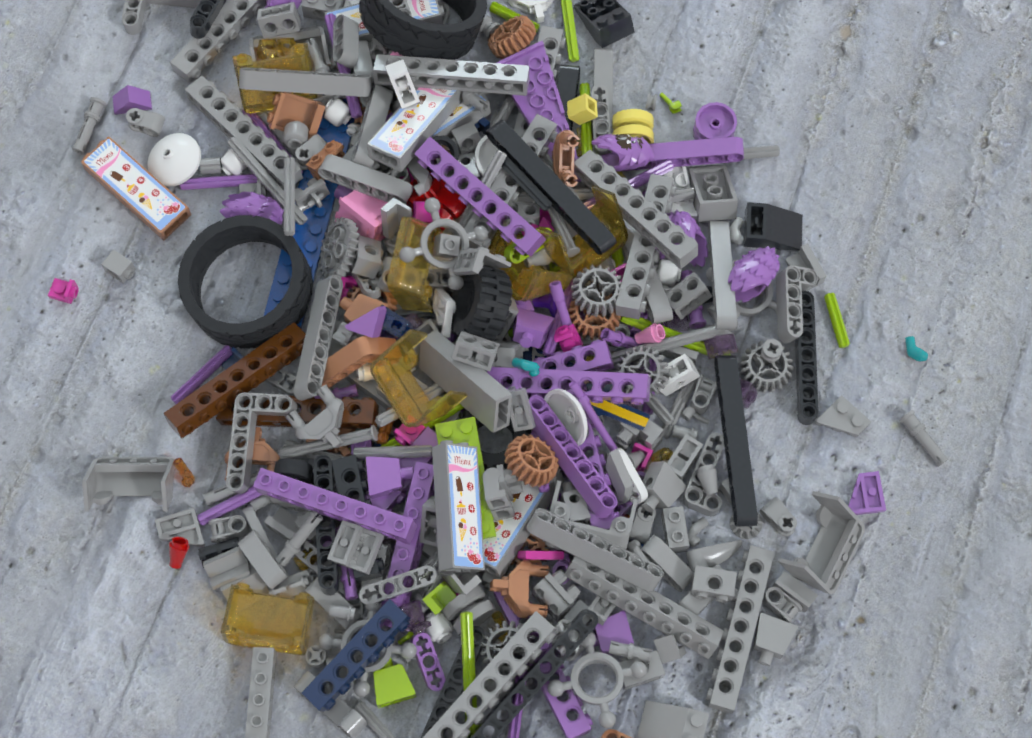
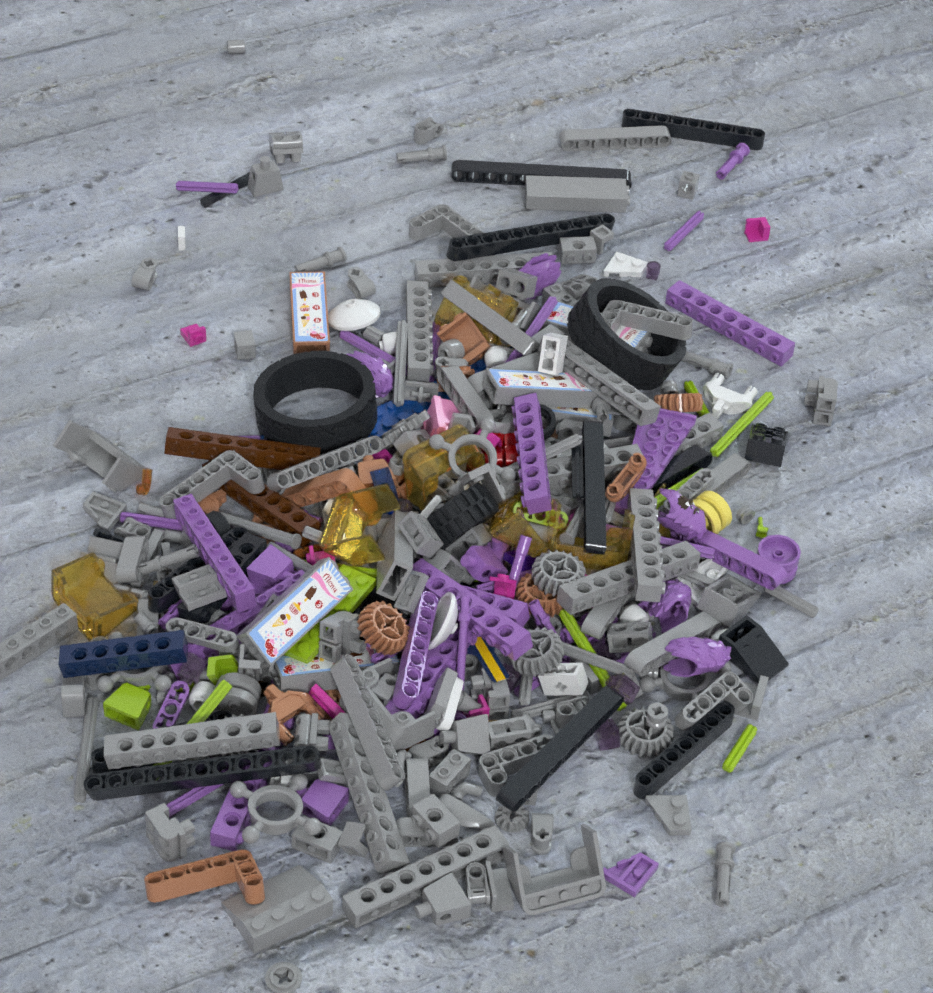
camera: 40 degrees right, 25 degrees down
(130, 98) = (369, 267): medium lavender slope -> none
(178, 549) = (85, 517): red cone -> none
(289, 196) = (400, 370): light grey axle -> none
(324, 425) = (269, 508): light grey connector -> none
(345, 41) = (546, 316): light grey beam -> none
(370, 323) = (367, 467): medium lavender slope -> none
(446, 246) = (472, 460): light grey brick -> none
(526, 365) = (449, 570): teal arm -> none
(582, 109) = (679, 472): light yellow brick -> none
(630, 651) = (321, 812): light grey pin -> none
(651, 334) = (574, 636): bright pink cone -> none
(708, 479) = (510, 754): light grey cone -> none
(913, 351) = (782, 814): teal arm -> none

